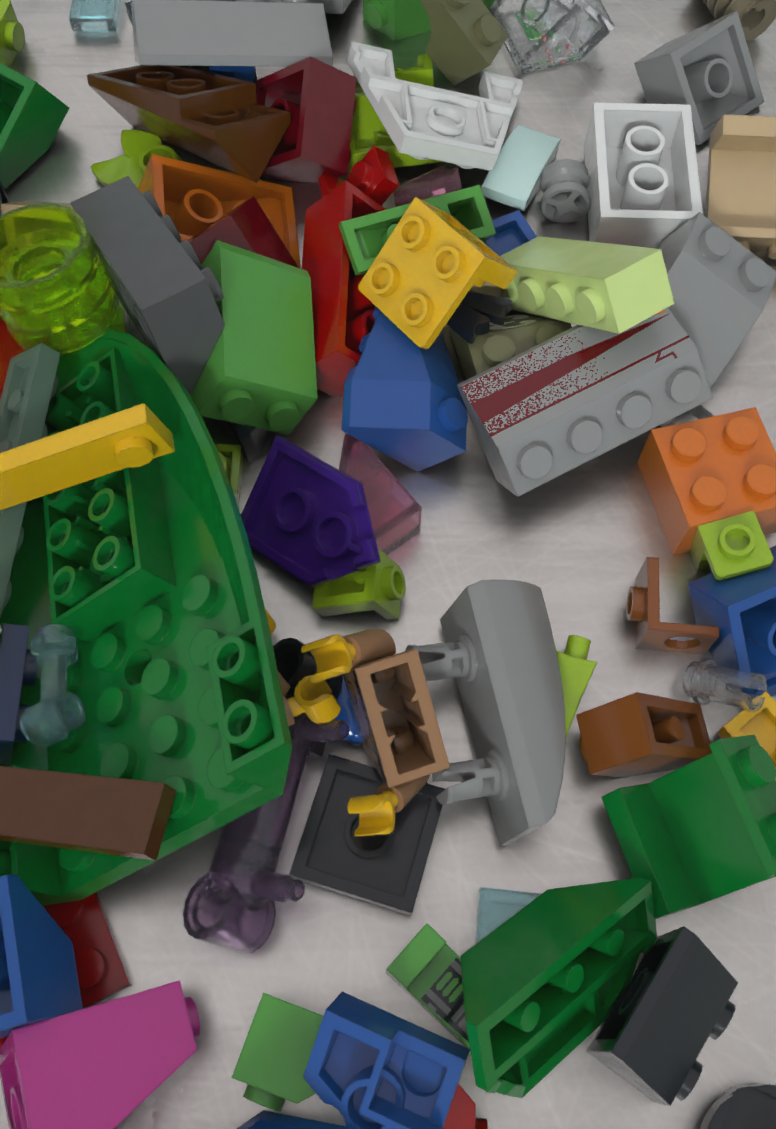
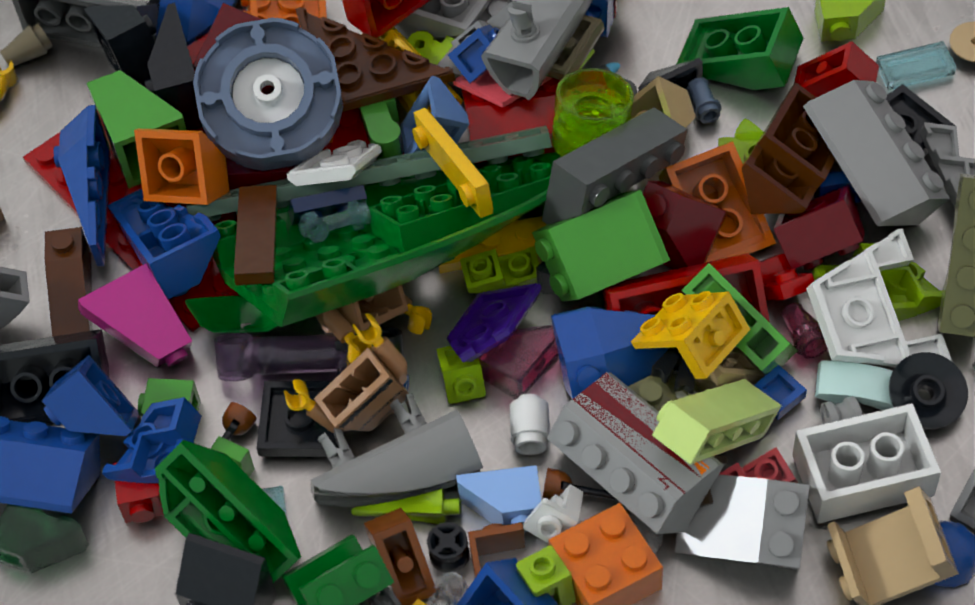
camera: 80 degrees right, 10 degrees down
(54, 191) = (706, 107): none -> sand blue pin
(78, 47) = (836, 69): none -> red slope
(138, 928) = (228, 313): none -> green piece
(344, 941) = (237, 420): none -> dark orange hinge
(475, 518) = (529, 424): none -> white brick
(551, 104) = (936, 376): none -> black dish
(575, 511) = (558, 481): none -> dark orange hinge
(587, 571) = (501, 494): none -> light blue slope
(640, 512) = (556, 514): none -> white bracket
(649, 658) = (448, 537): none -> black wheel

